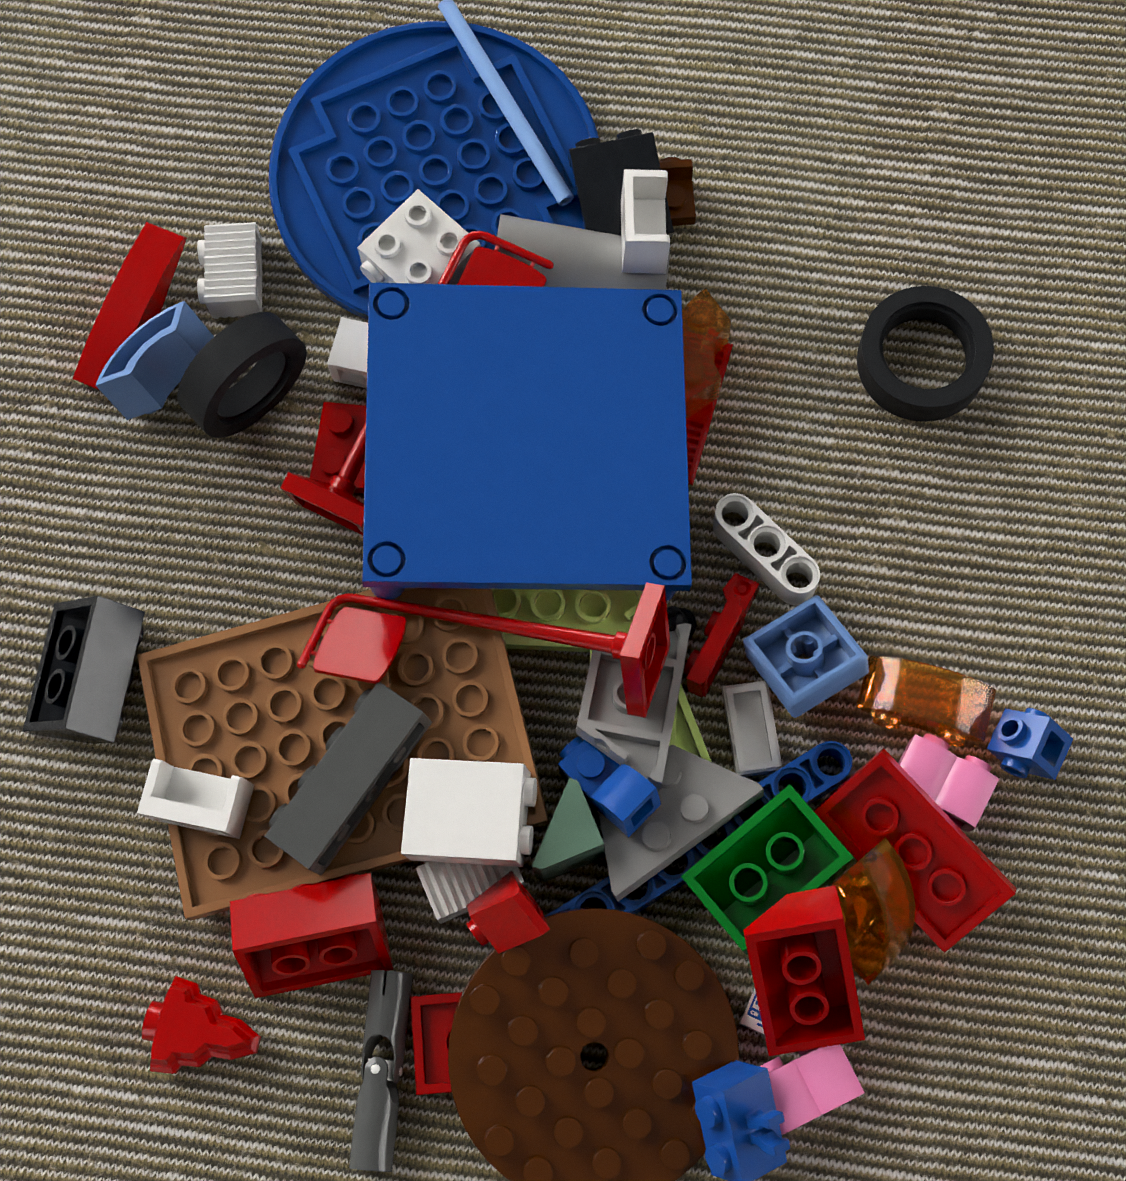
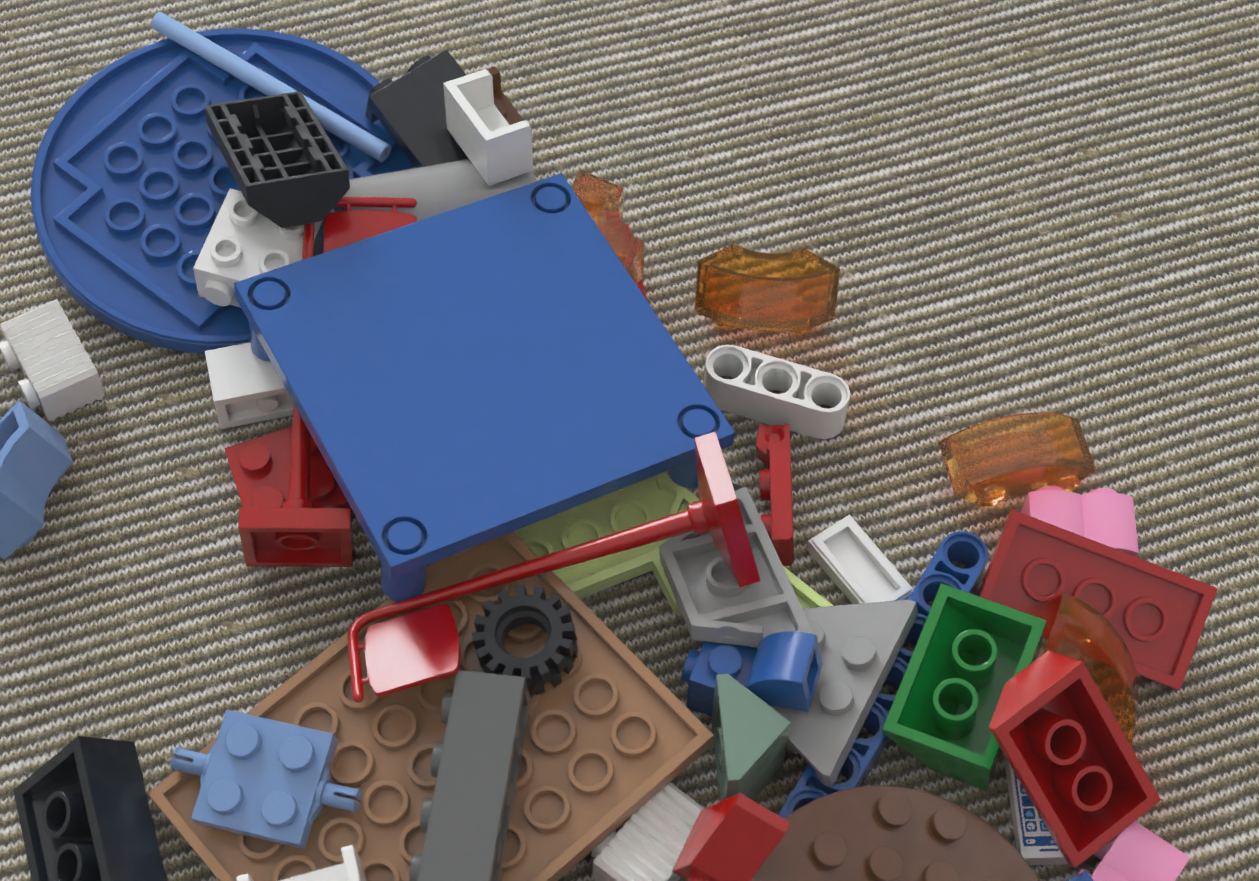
camera: 35 degrees left, 15 degrees down
(206, 382) = (127, 444): black tyre -> none
(216, 689) = (265, 779): none -> medium blue plate
(430, 655) = (522, 610): none -> black tyre
(462, 179) = (280, 157): none -> black piece
(468, 812) = (629, 761): white brick -> none
(804, 459) = (766, 290): none -> clear orange brick
(818, 634) = (877, 468): medium blue brick -> none
(941, 307) = (829, 108): black tyre -> none
(1029, 743) = (1140, 453): blue brick -> none

